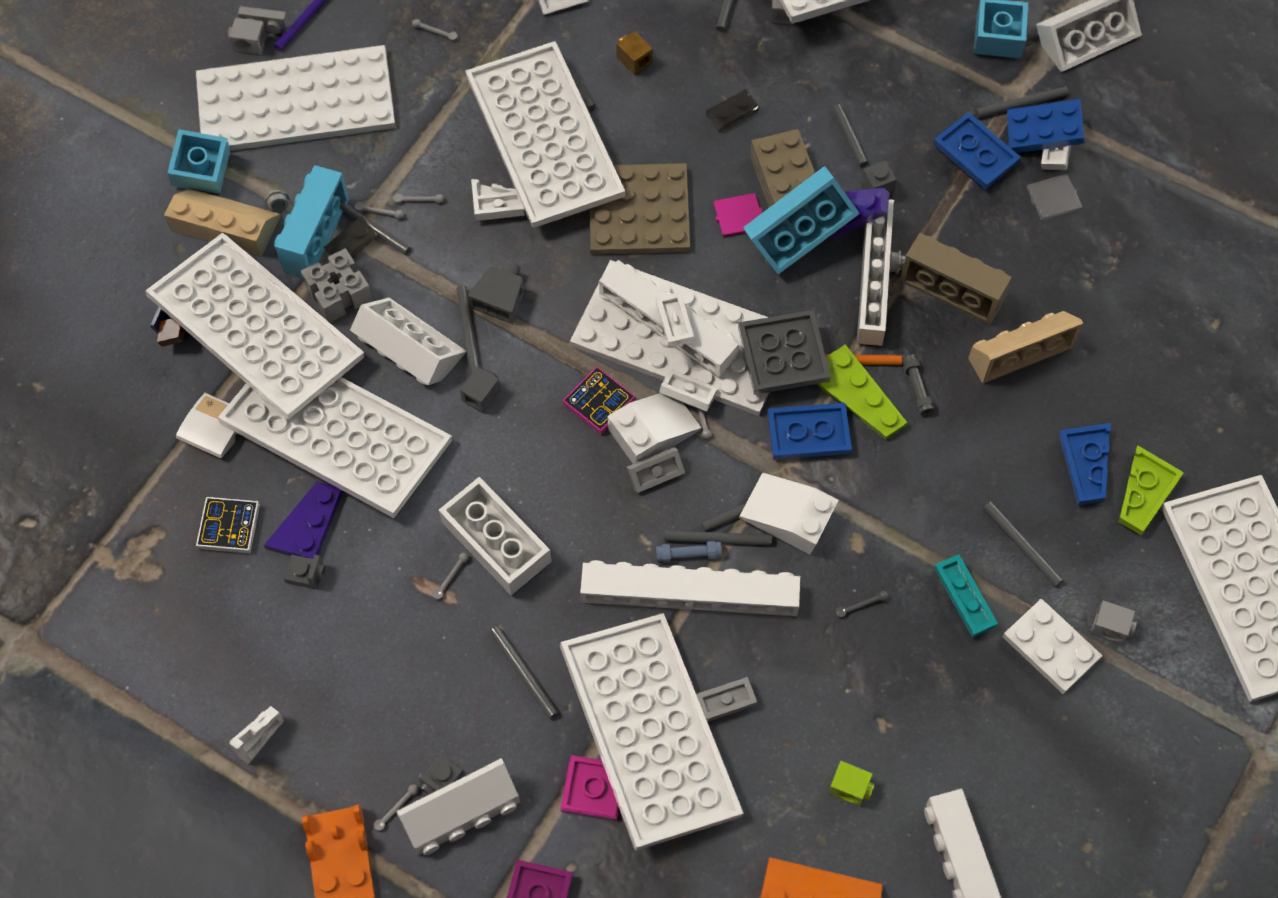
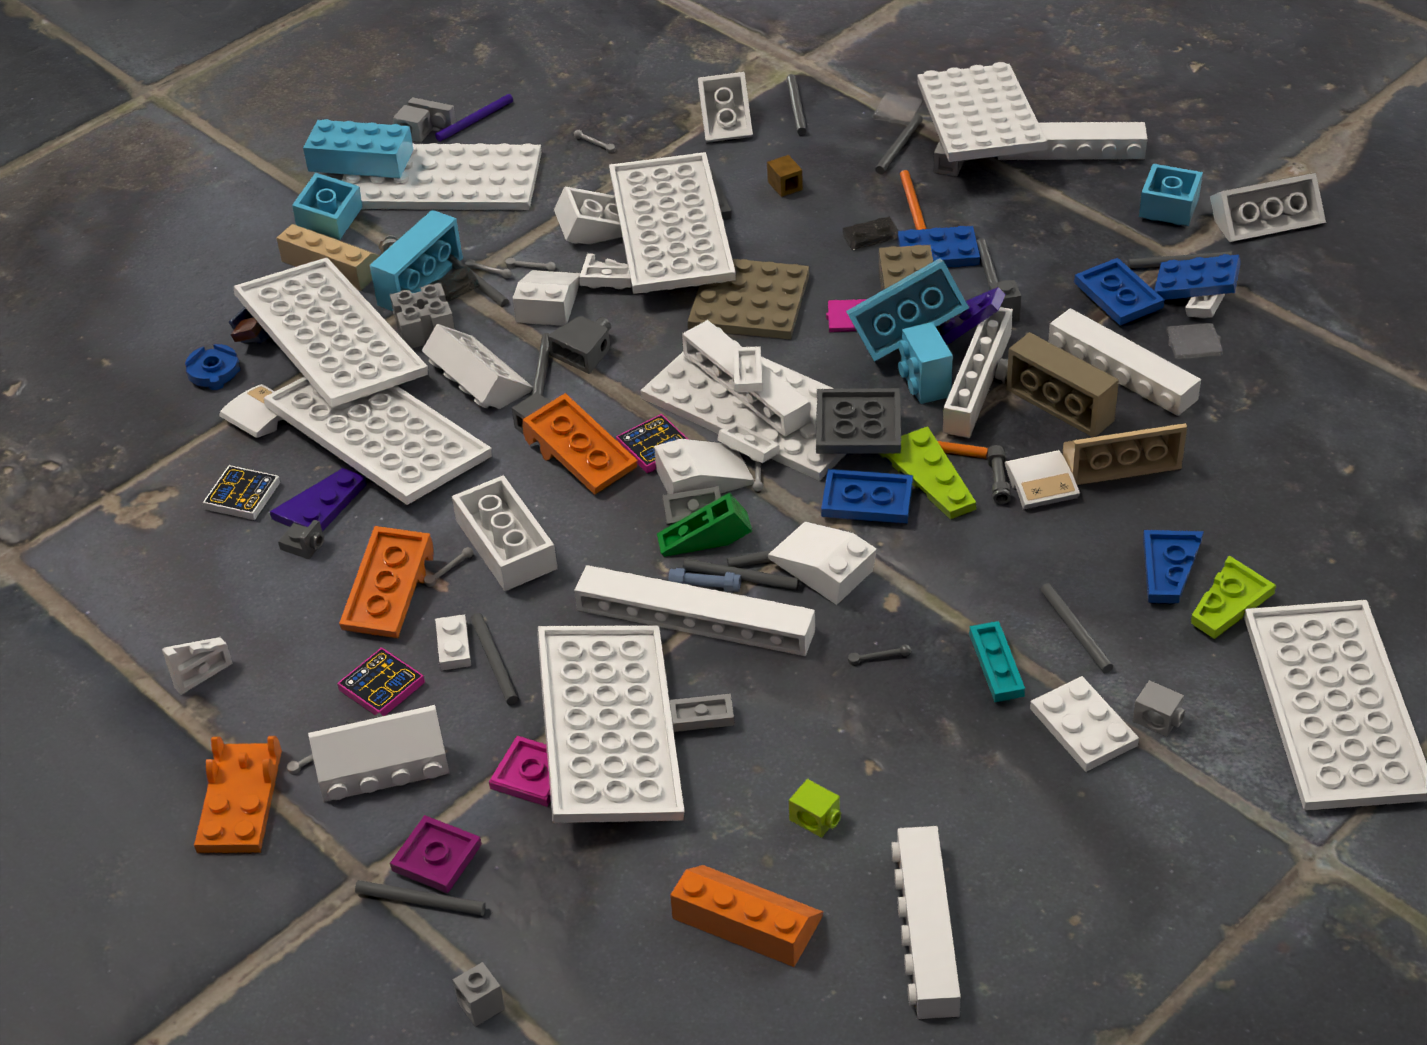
camera: 15 degrees right, 20 degrees down
(148, 391) = (212, 366): none -> blue plate
(208, 85) = (358, 148): none -> medium azure brick
(402, 610) = (386, 581): none -> orange hinge
(429, 719) = (381, 682): none -> tile
(447, 238) = (545, 297): none -> white slope
(460, 134) = (587, 216): none -> white slope
(481, 661) = (453, 642): none -> white plate
(532, 418) = (578, 443): none -> orange hinge
(674, 496) = (707, 528): none -> green slope
(762, 66) = (912, 200): none -> orange bar
(809, 114) = (953, 245): none -> blue plate
(828, 272) = (925, 363): none -> medium azure brick
(957, 384) = (1042, 479): none -> white slope
(999, 236) = (1123, 359): none -> white brick

